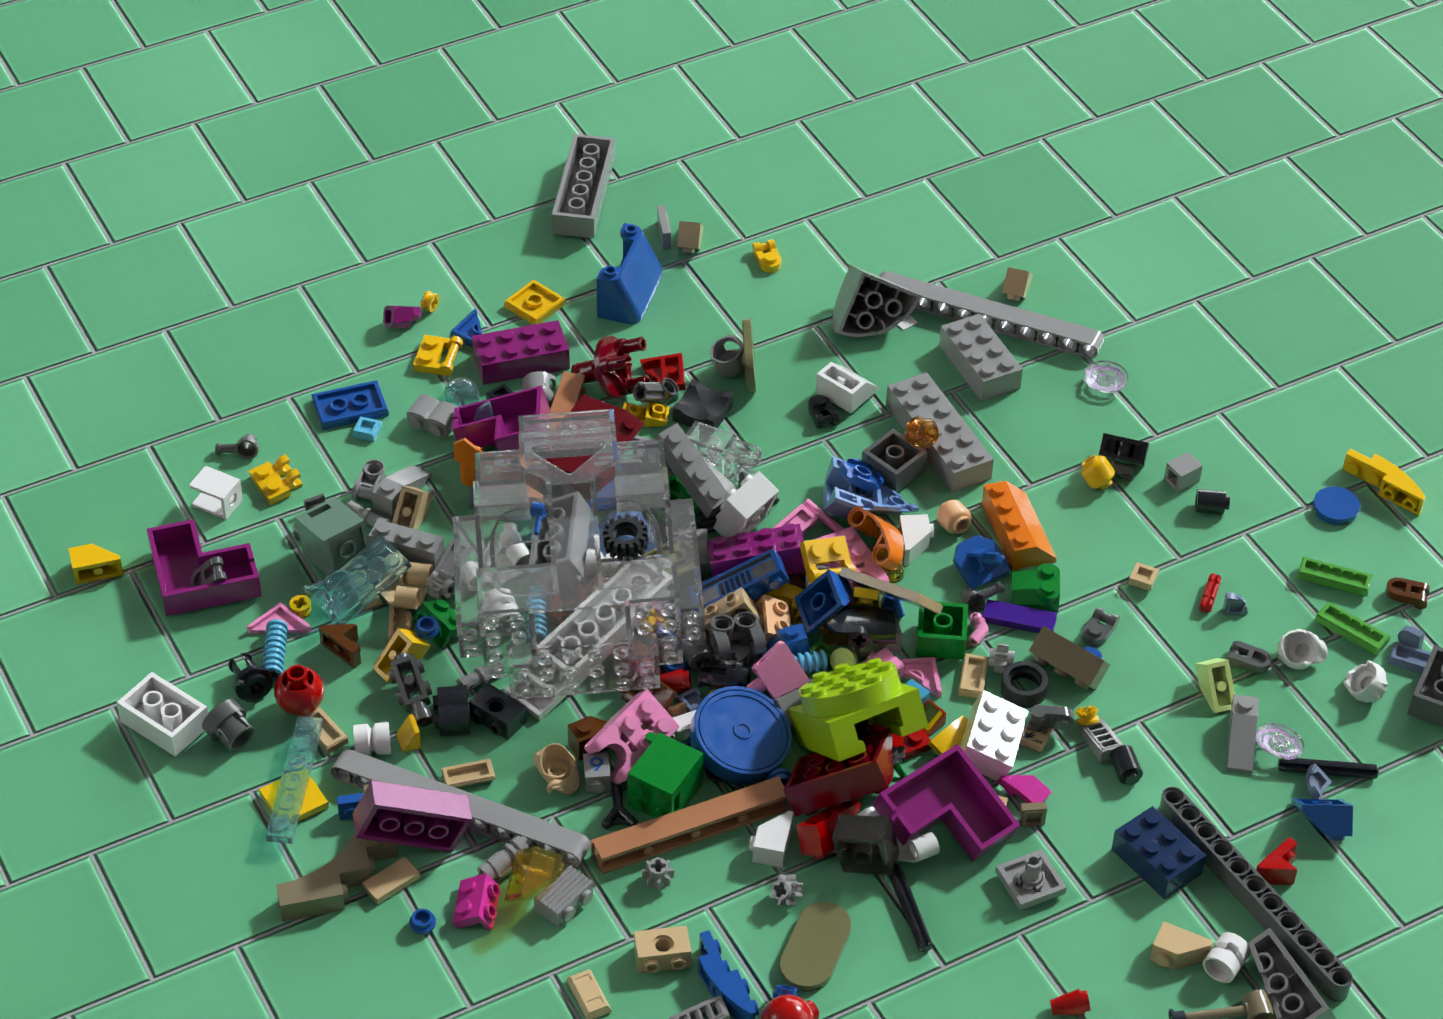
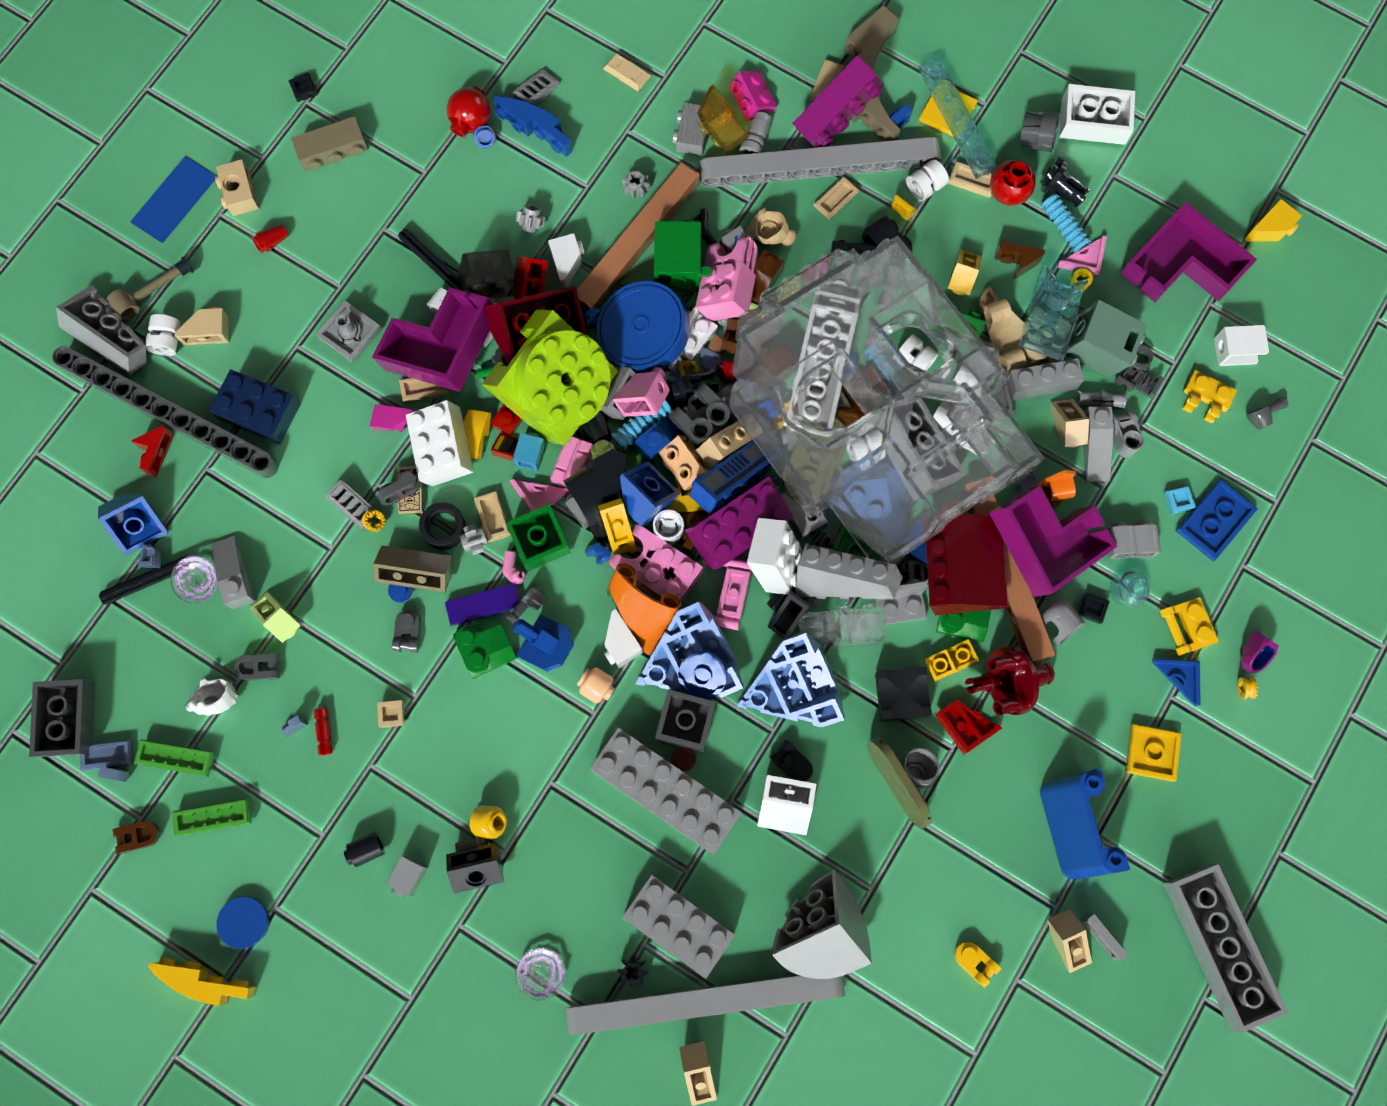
camera: 150 degrees right, 30 degrees up
(203, 574) = (1170, 247): dark grey plate -> none
(411, 686) = (932, 239): dark grey brick -> none
(422, 921) = (780, 61): blue plate -> none
(427, 627) = (961, 296): blue plate -> none
(485, 411) = (1082, 555): sand blue tile -> none
(520, 351) = (1114, 666): magenta brick -> none
(538, 510) = (917, 356): blue hand -> none
(622, 527) = (822, 348): black tyre -> none
(655, 392) = (955, 677): dark grey piece -> none
(671, 940) = (589, 135): tan brick -> none
(786, 444) = (797, 684): none -> medium blue wedge
(815, 946) = (486, 191): olive tile -> none
(824, 552) = (673, 536): yellow plate -> none
(891, 590) = (593, 526): tan tile -> none
(921, 432) = (670, 751): clear orange head -> none
(1016, 525) = (532, 712): orange slope -> none
(1032, 349) = (632, 979): none -> black gear
(1032, 814) = (374, 392): dark tan tile -> none
(1126, 764) = (316, 483): black brick -> none
(1366, 682) = (140, 691): white hair -> none

